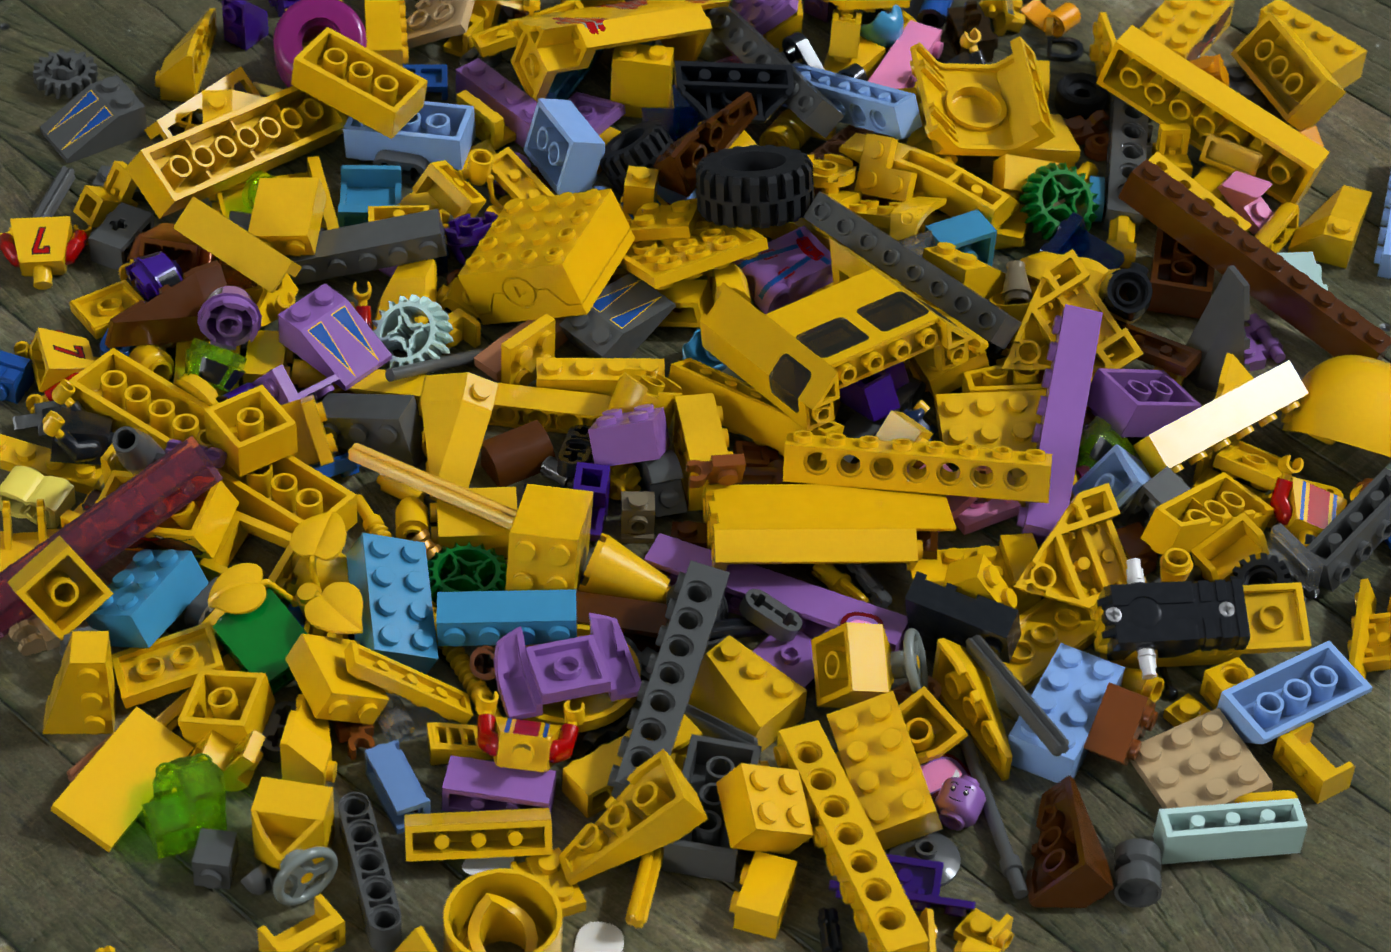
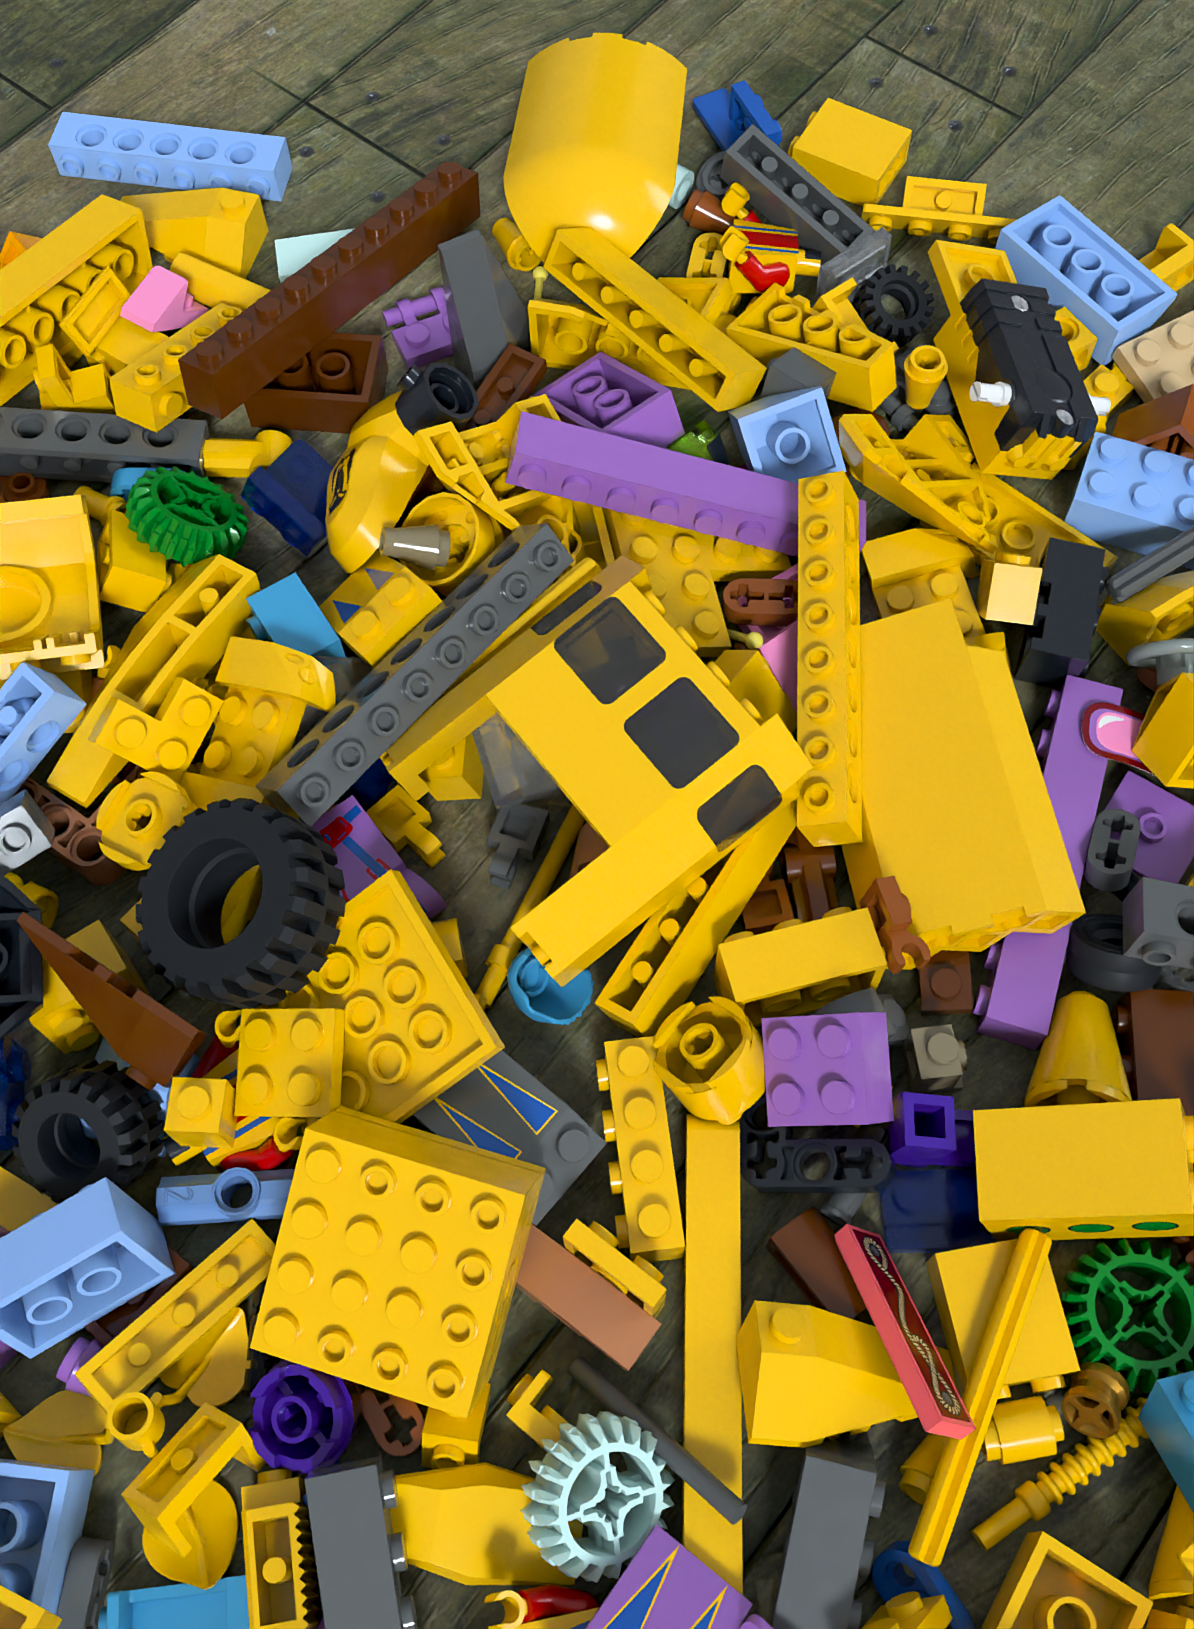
camera: 90 degrees left, 20 degrees up
(474, 459) = (904, 1334): none -> tile

